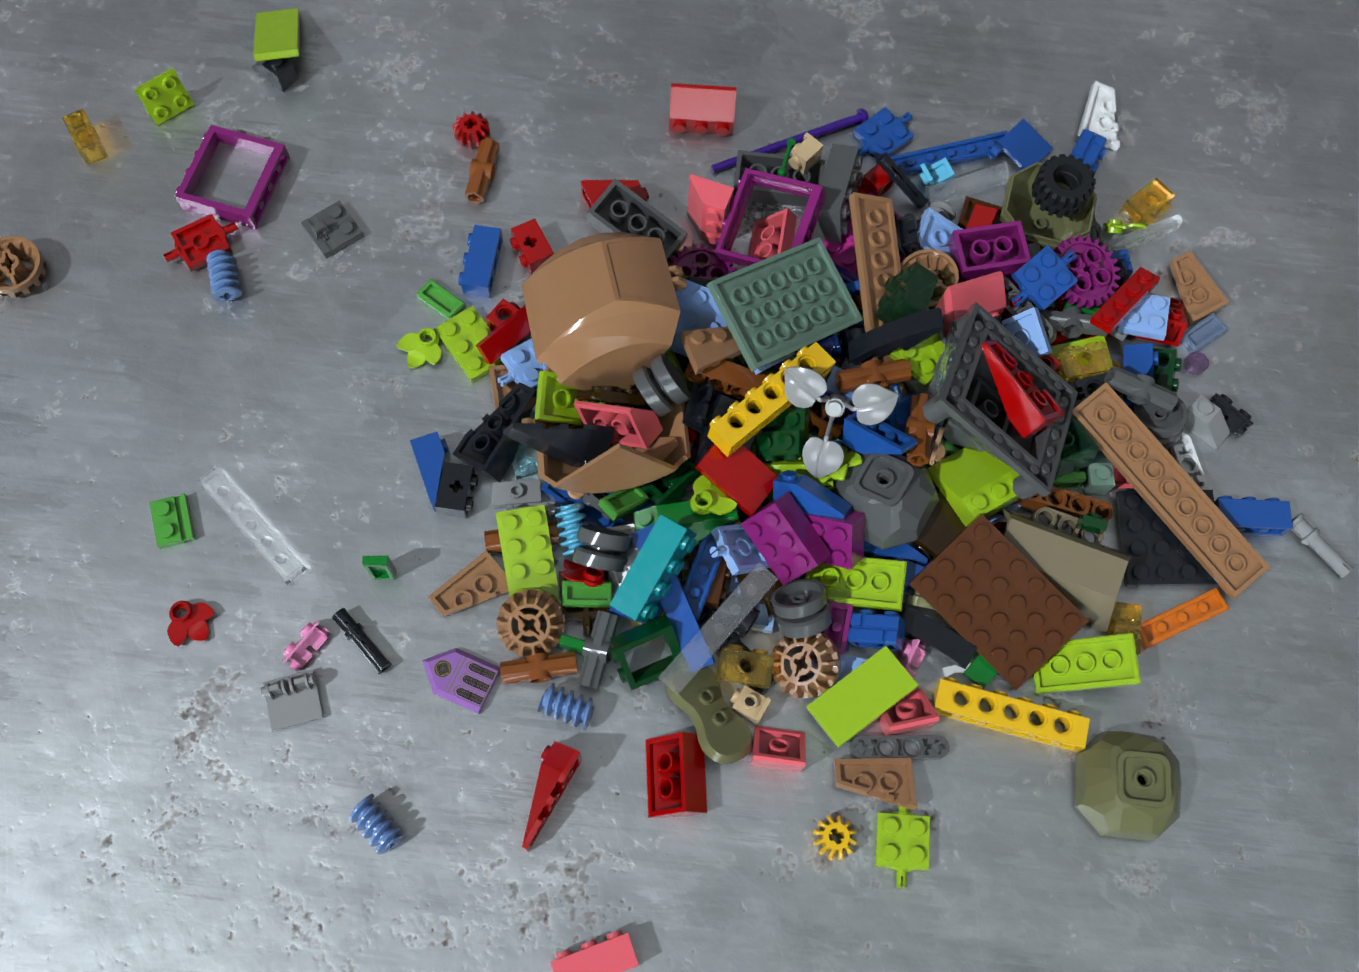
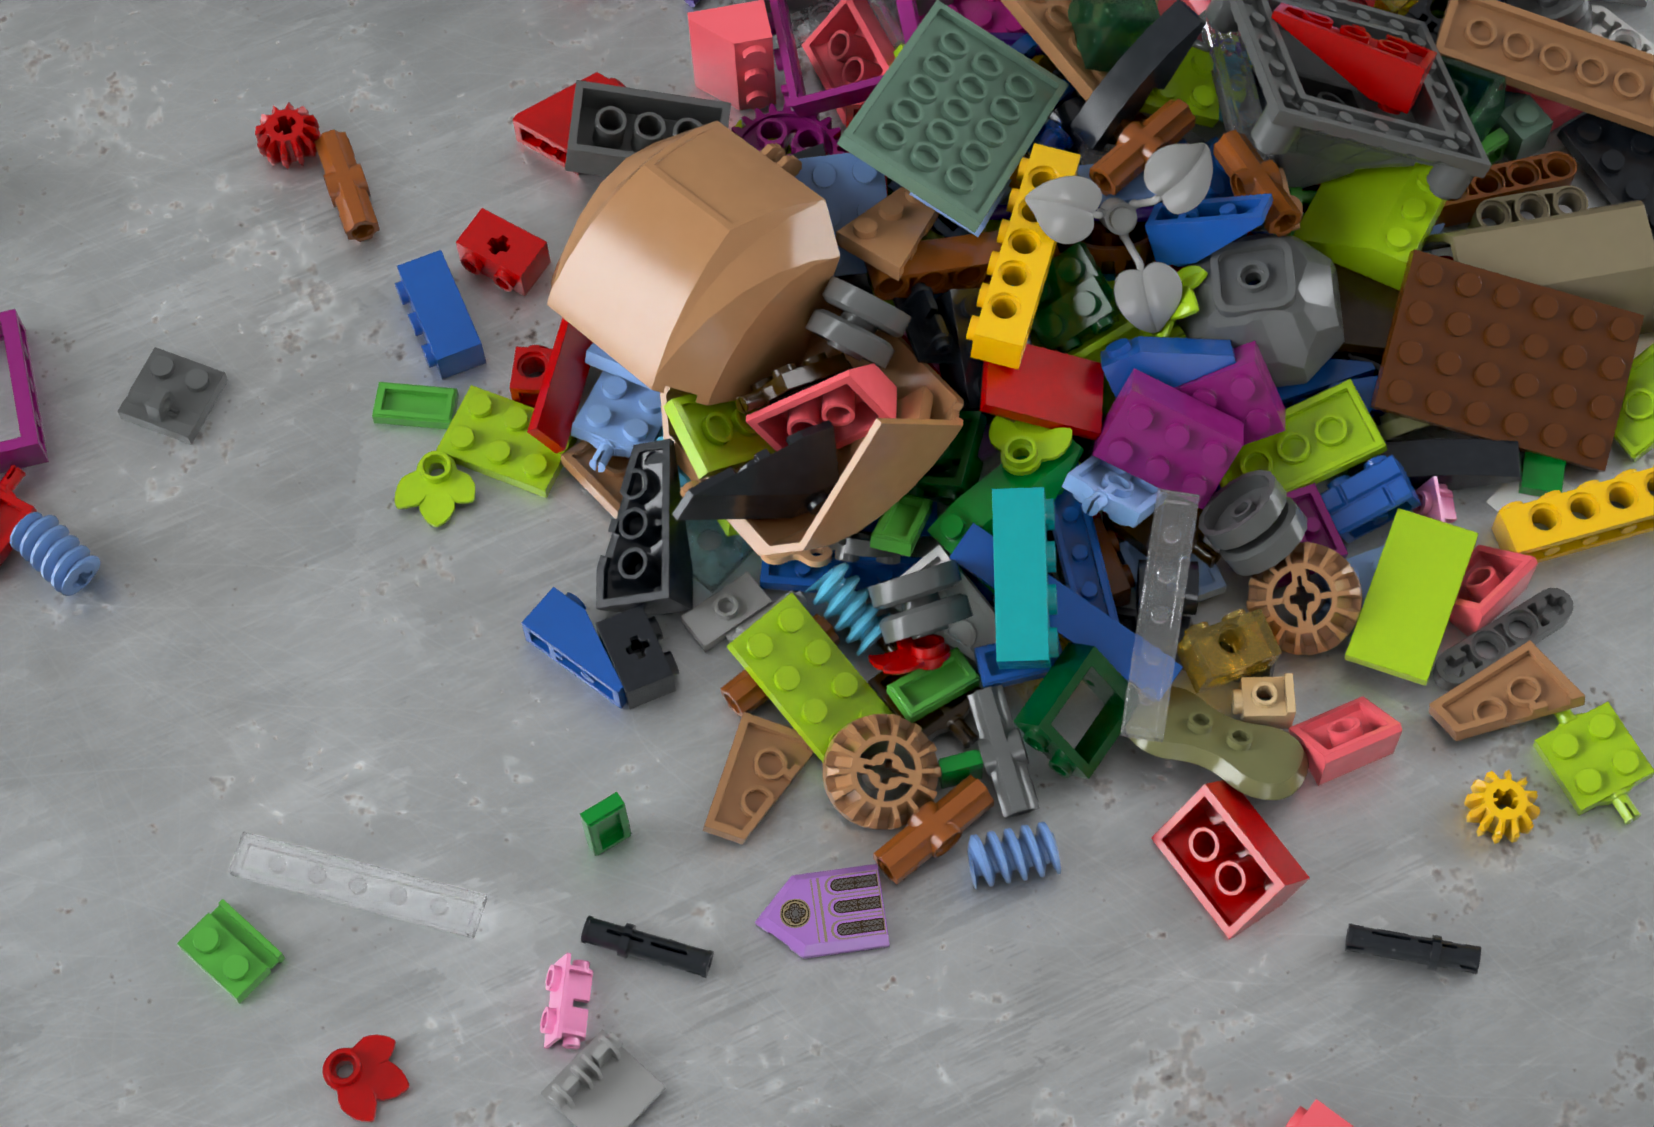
camera: 25 degrees left, 5 degrees down
(555, 774) = (1060, 955): red wedge -> none
(739, 885) = (1421, 950): none -> black pin
(1092, 523) = (1562, 185): dark green plate -> none

